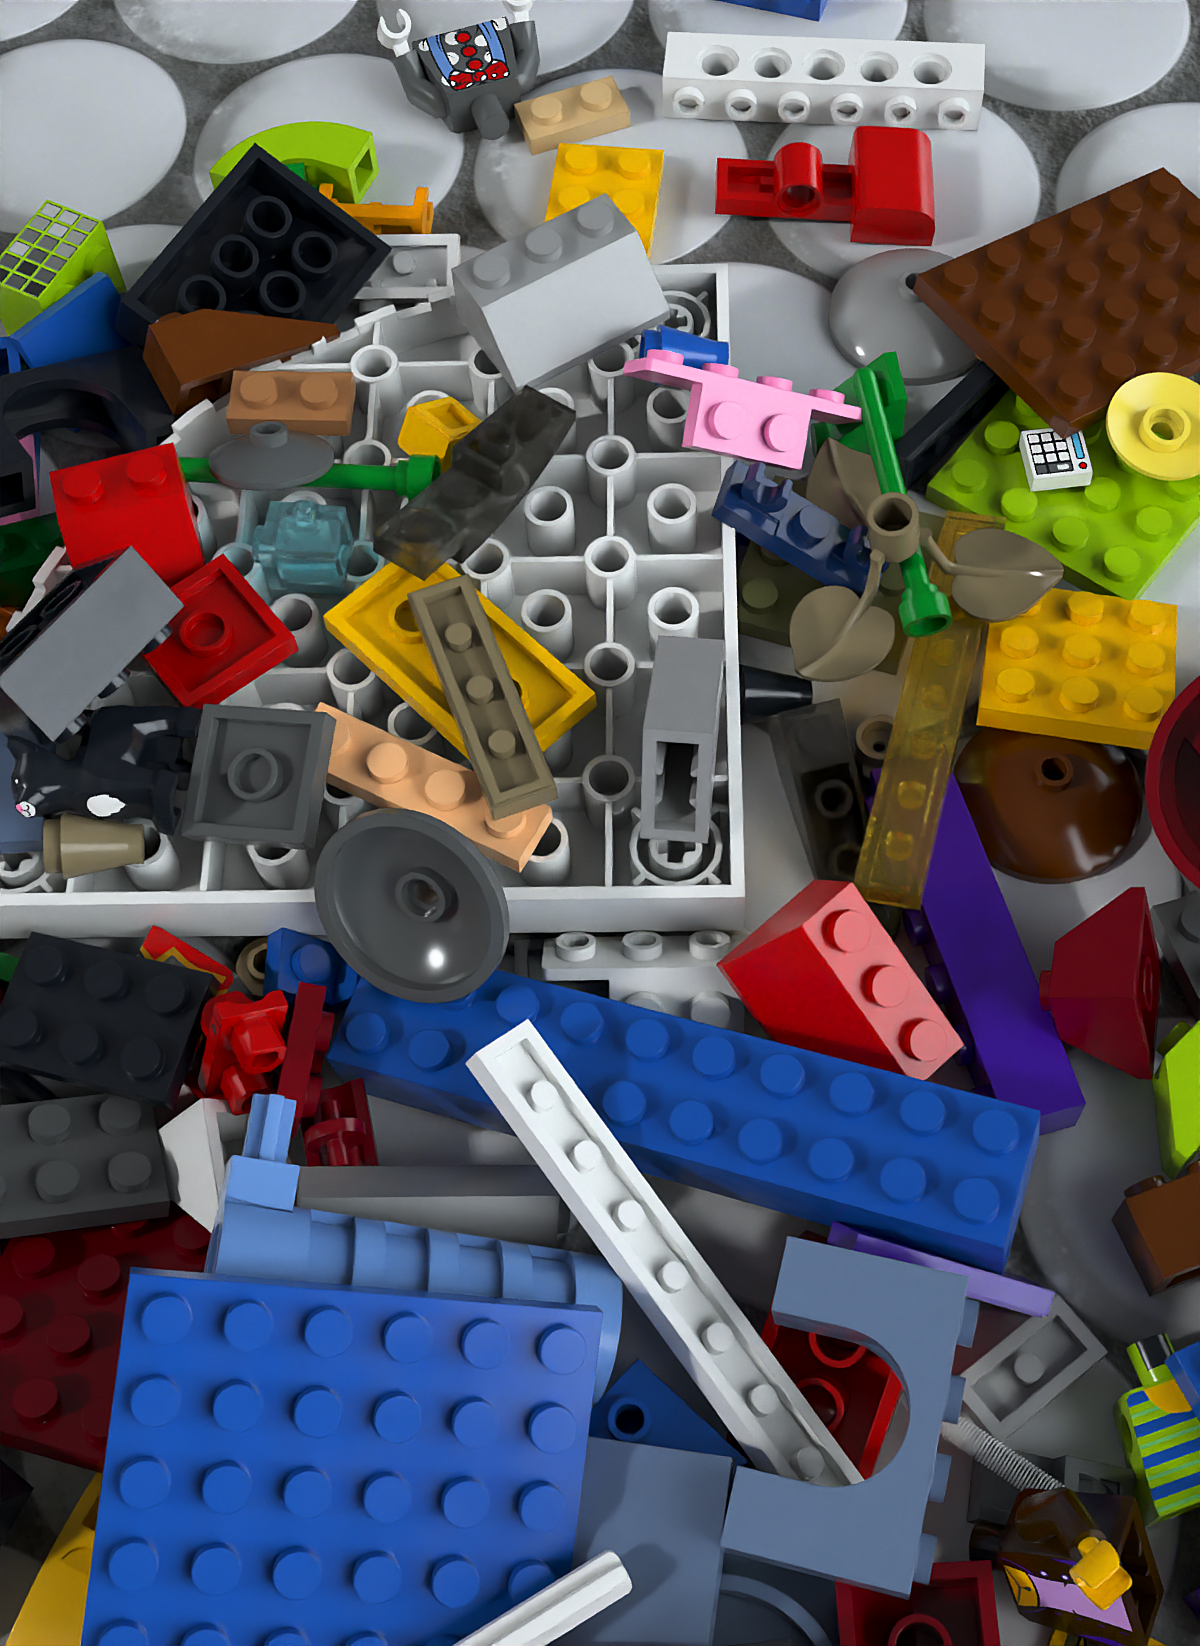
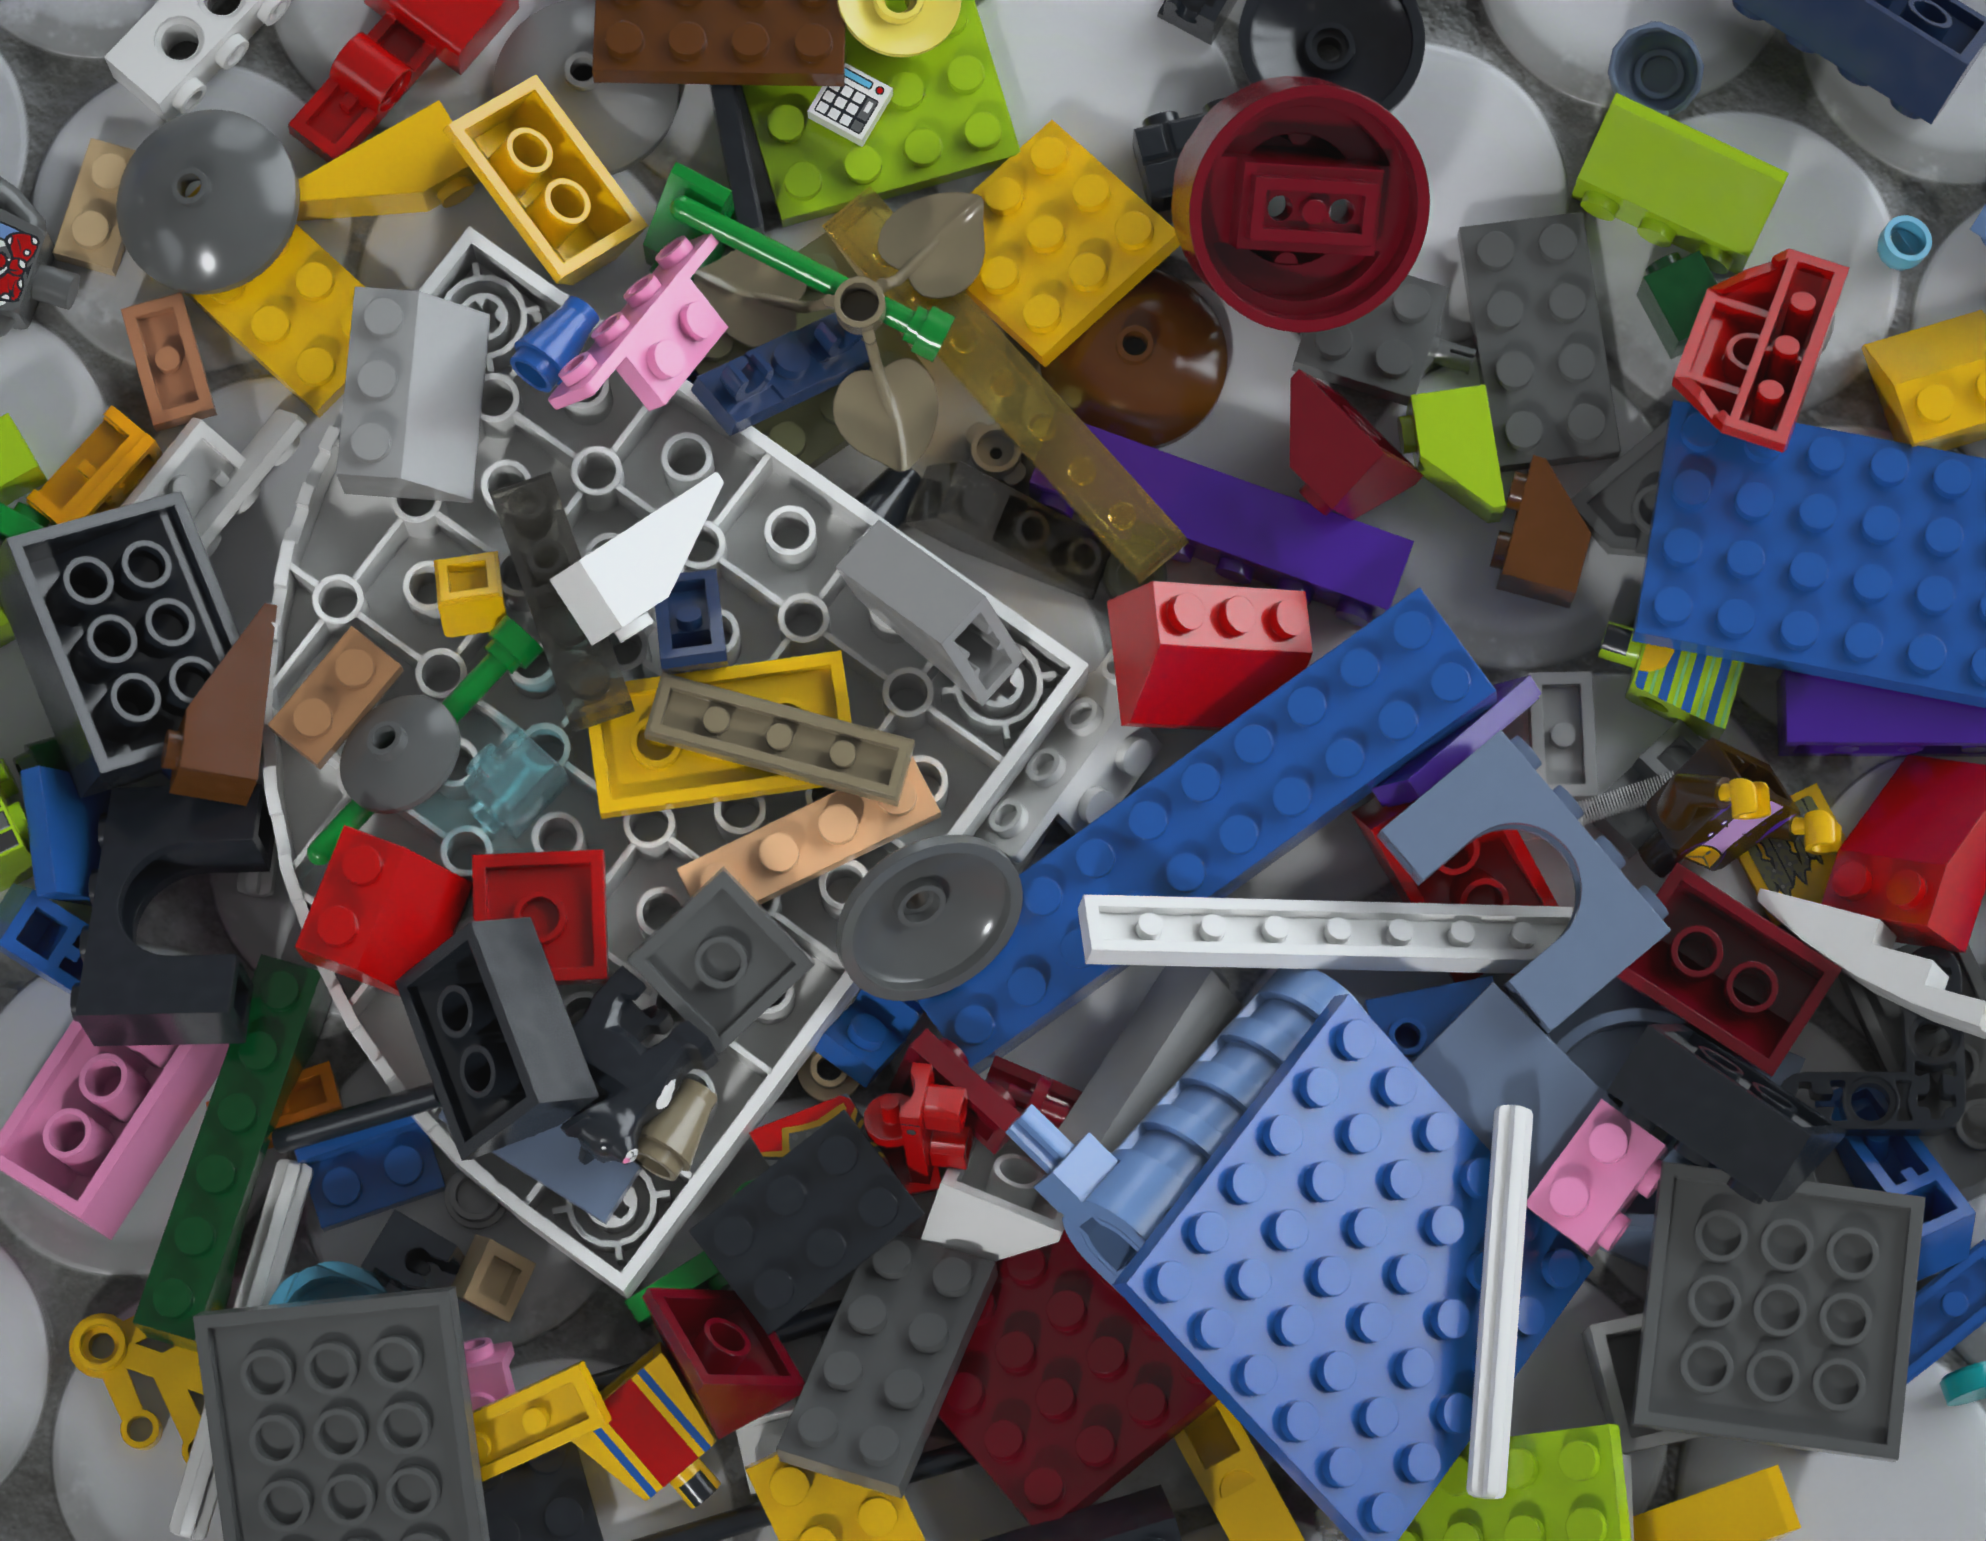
camera: 60 degrees left, 15 degrees up
(493, 206) = (168, 361): none -> nougat plate
(525, 573) = (692, 625): none -> dark blue slope
(532, 491) = (637, 568): none -> white slope
(619, 145) = (234, 220): none -> dark grey dish
(758, 241) = (393, 173): none -> yellow slope
(806, 298) = (547, 181): none -> yellow slope

